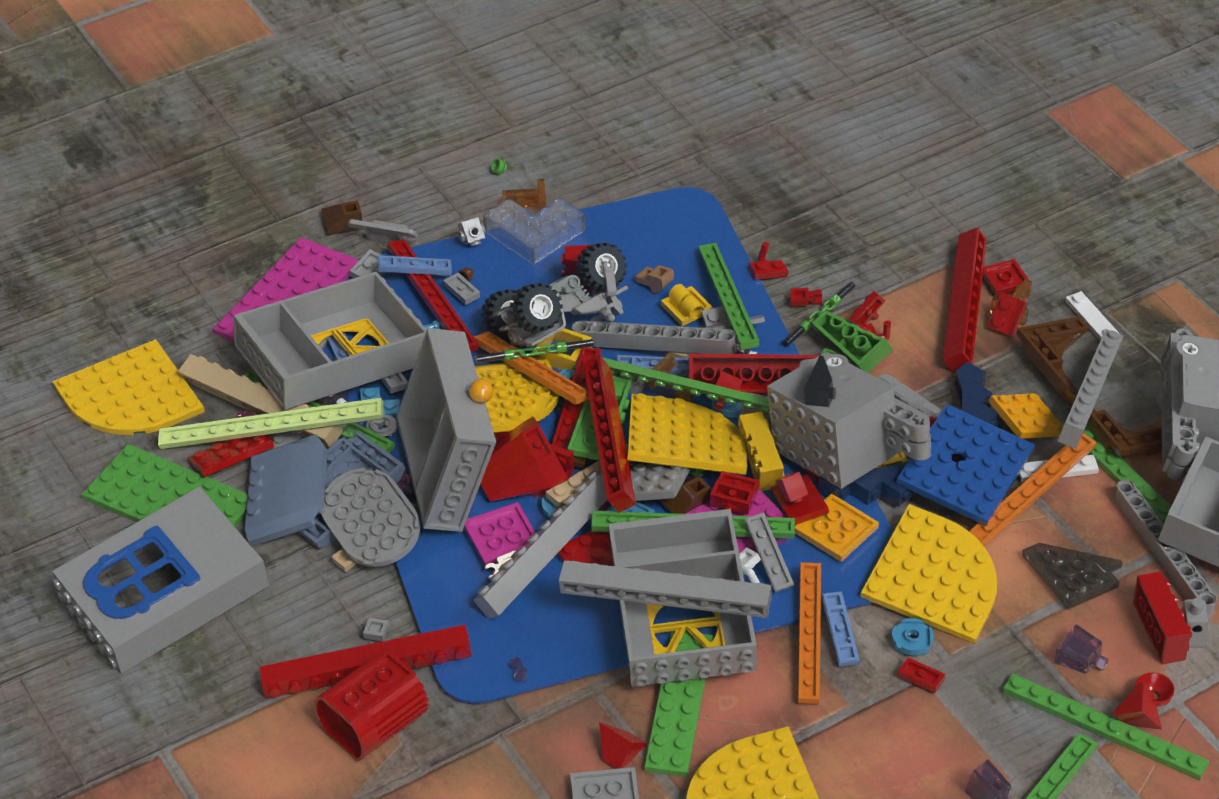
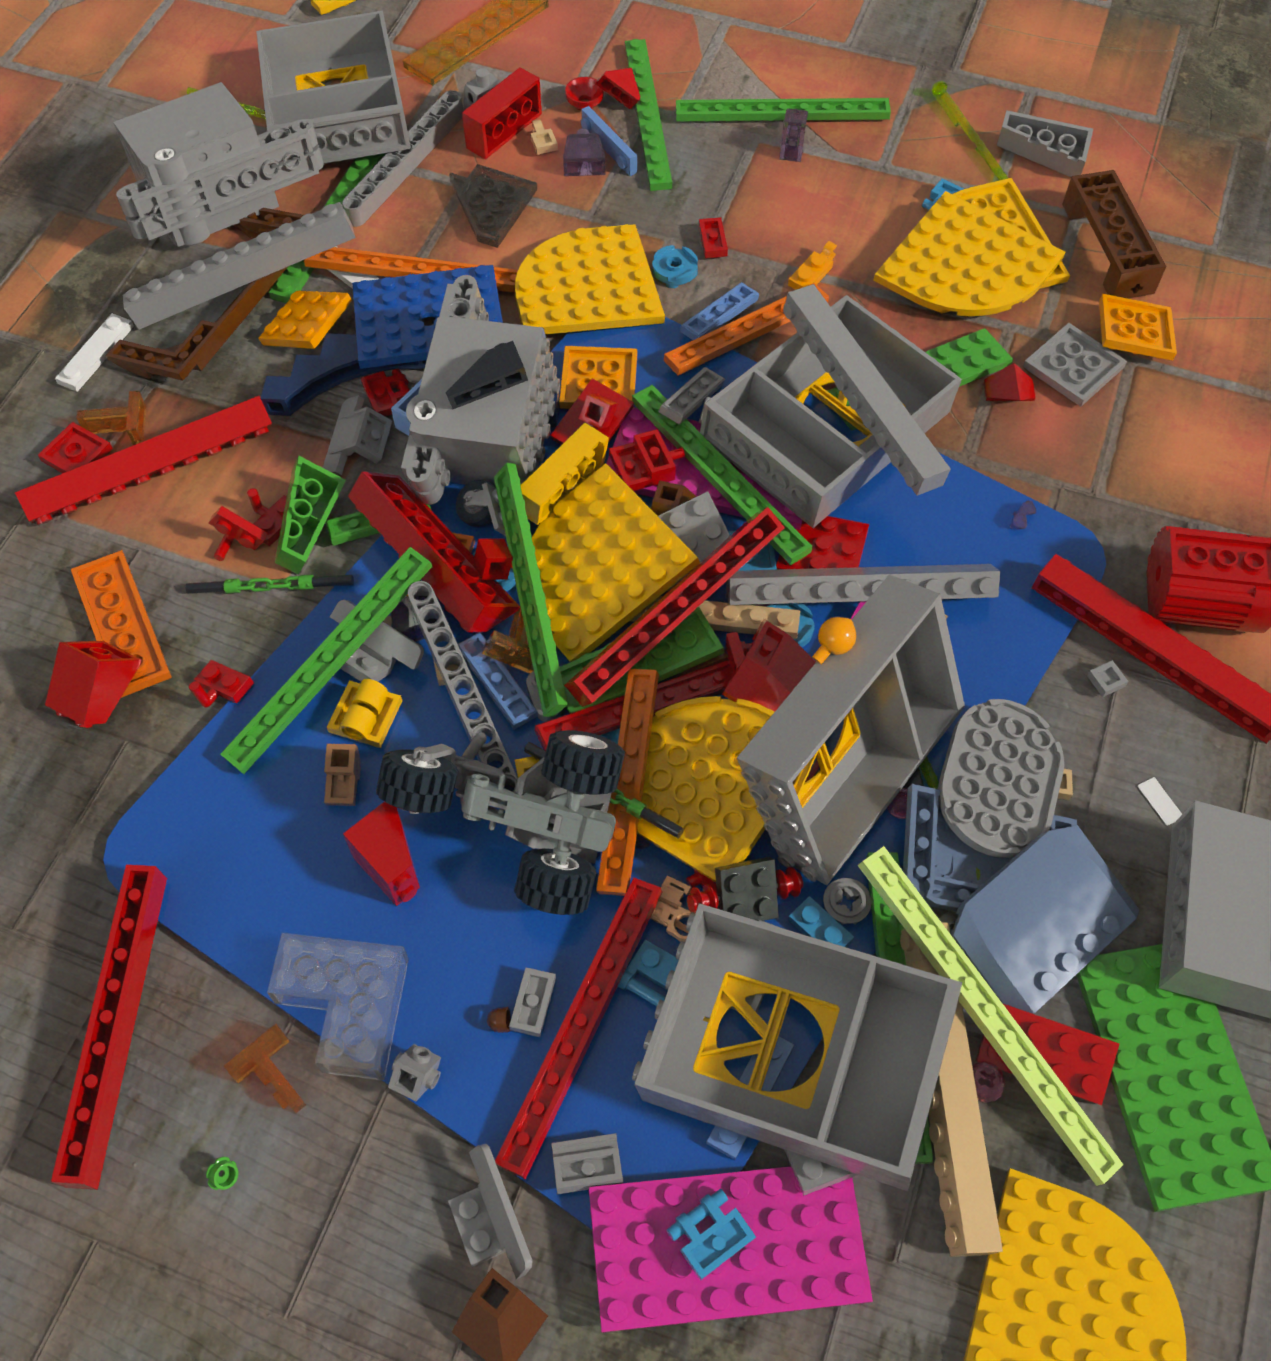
camera: 130 degrees left, 15 degrees up
(288, 603) = (1160, 801): none -> white sticker
(289, 280) = (718, 1242): none -> dark azure plate
(414, 265) = (550, 1085): medium blue plate -> none
(606, 155) = (110, 1030): none -> red brick
(803, 296) = (249, 617): red plate -> none
(813, 215) = (89, 680): none -> red slope
(837, 715) = (814, 268): none -> light orange plate
(850, 248) = (120, 616): none -> orange plate
(1007, 314) = (150, 407): red plate -> none
(1083, 675) = (610, 141): none -> medium blue plate
(1121, 637) = (542, 139): none -> tan plate

